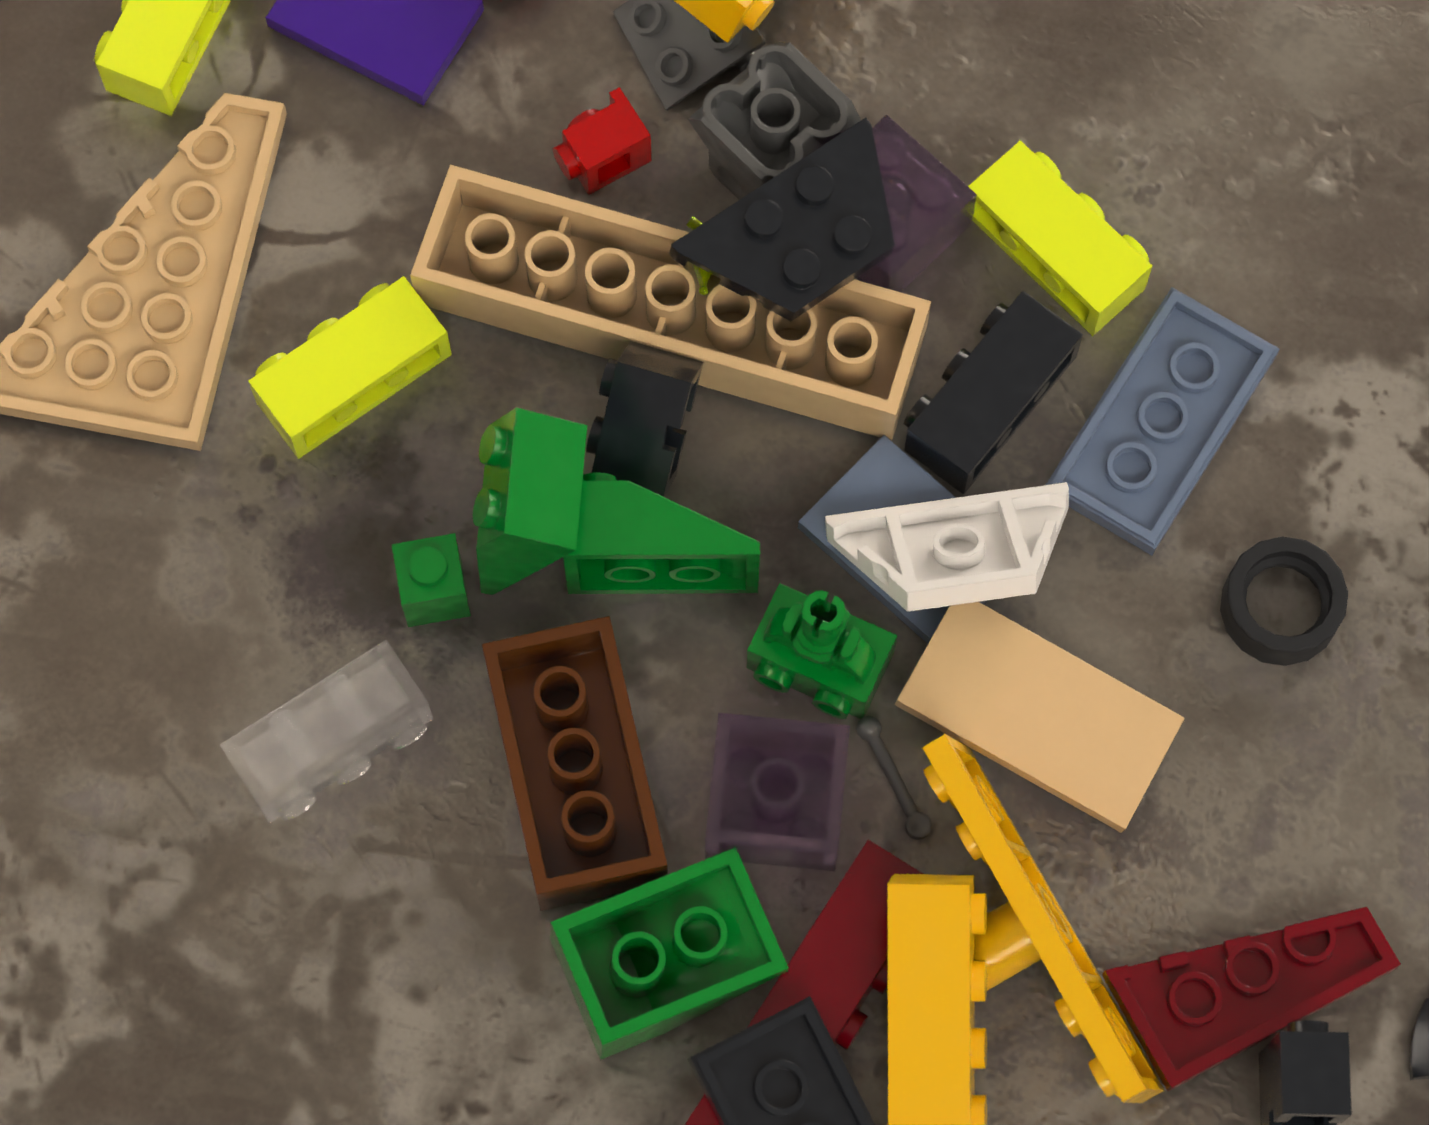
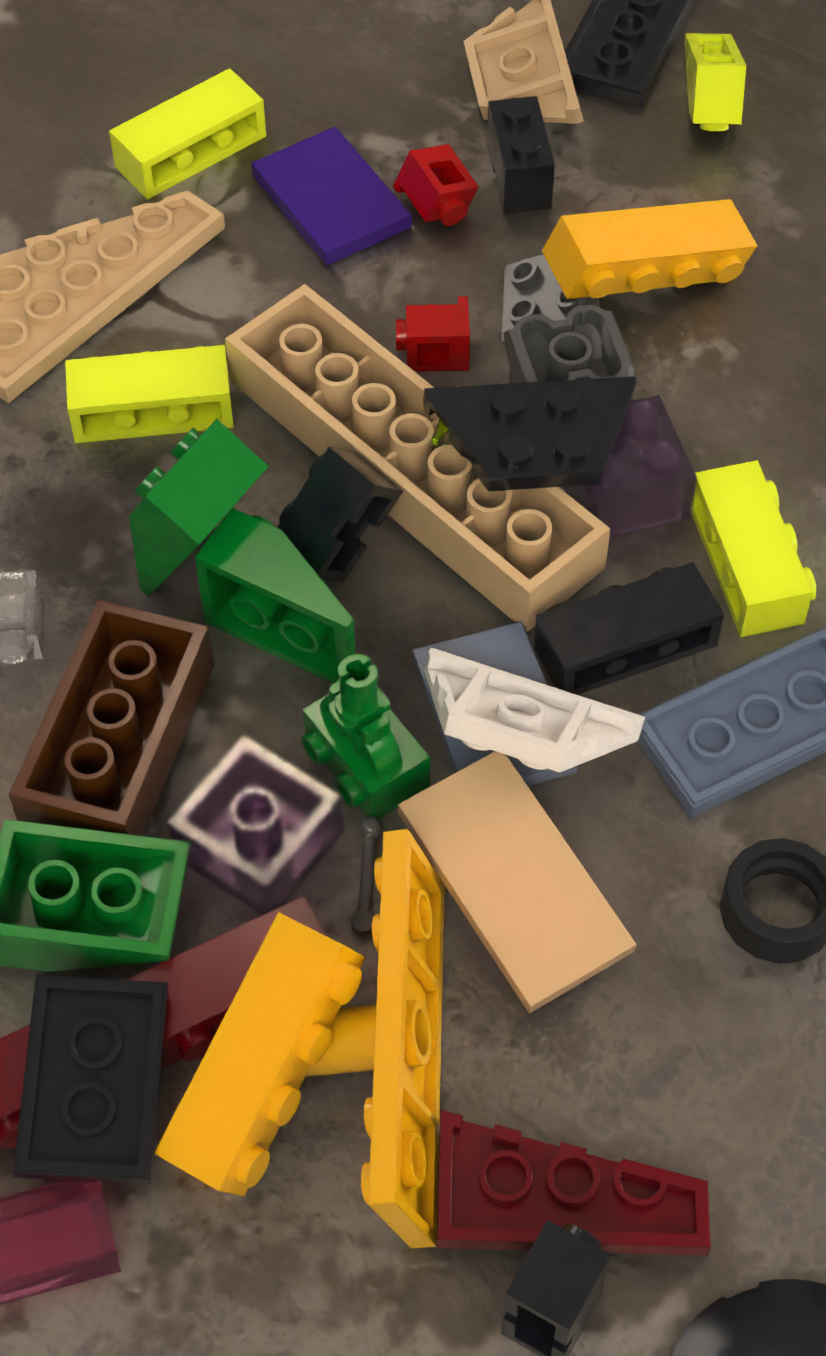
camera: 30 degrees right, 15 degrees down
(431, 580) = (100, 555): green brick -> none

